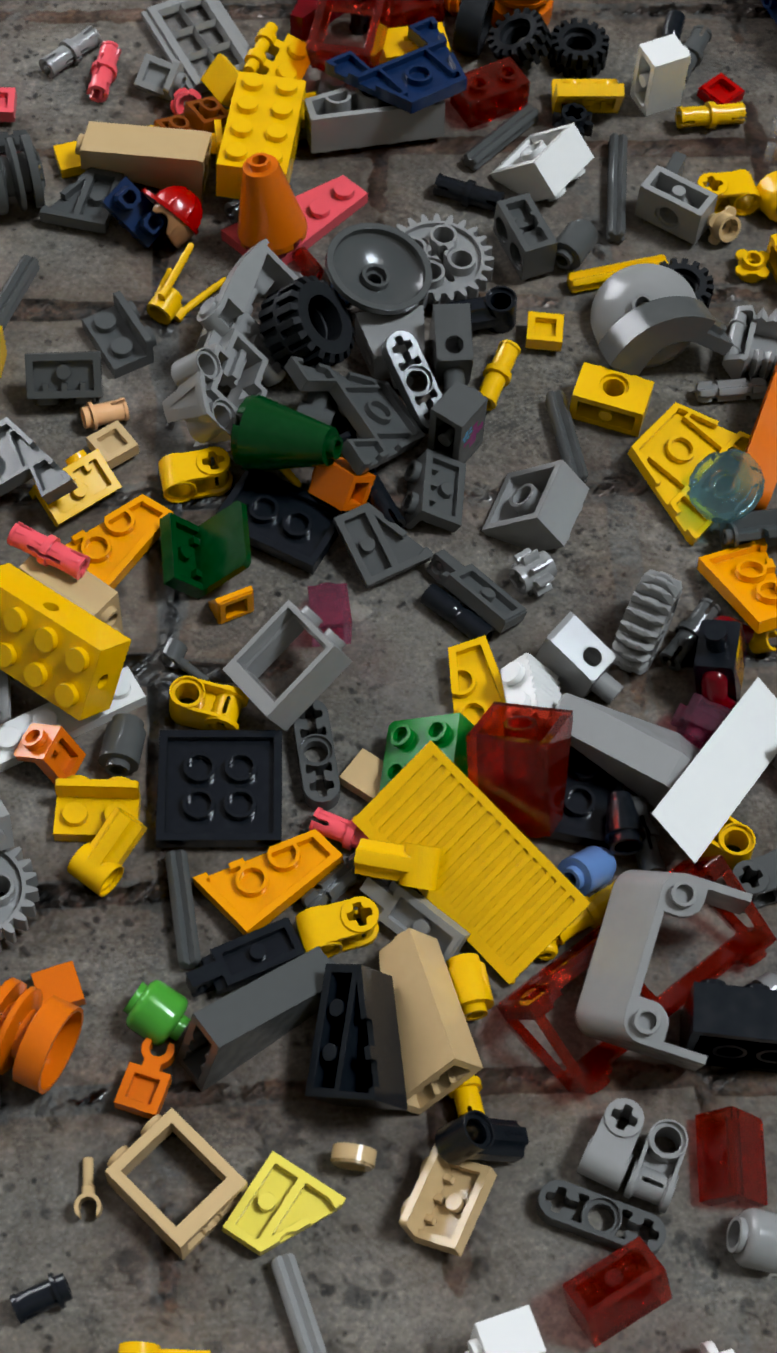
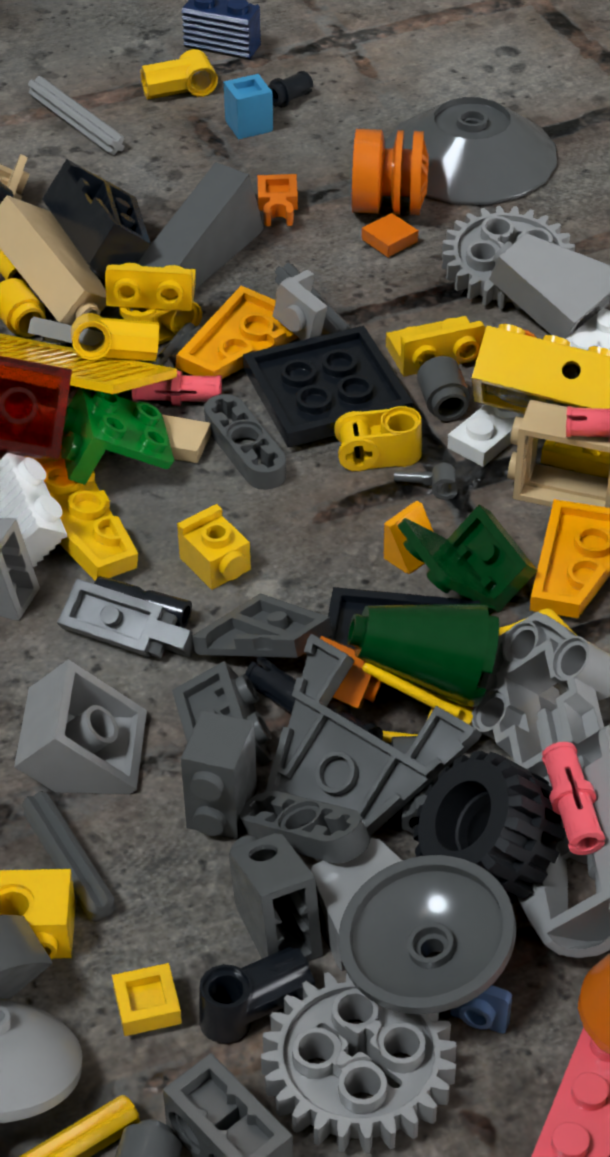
camera: 165 degrees right, 15 degrees down
(88, 1188) = (285, 140): tan hand -> none
(101, 861) = (402, 304): yellow piece -> none
(110, 1253) = (248, 106): none -> dark azure panel
(157, 1012) = (292, 228): bright green head -> none
(207, 1214) = (188, 163): tan window -> none
(214, 872) = (298, 307): none -> light grey bracket
(245, 959) = (223, 280): black hinge -> none
(255, 302) = (573, 798): none -> coral pin
(269, 645) = (317, 471): light grey window -> none
(279, 1206) = (135, 161): light yellow wing -> none
(307, 263) = (545, 987): clear red arm -> none
(332, 605) = (290, 550): clear pink brick -> none
(342, 920) = (150, 287): none -> yellow bracket
(385, 638) = (213, 547): none -> yellow brick
(498, 372) = (195, 908): yellow pin -> none
(533, 572) = (59, 645): light grey gear -> none

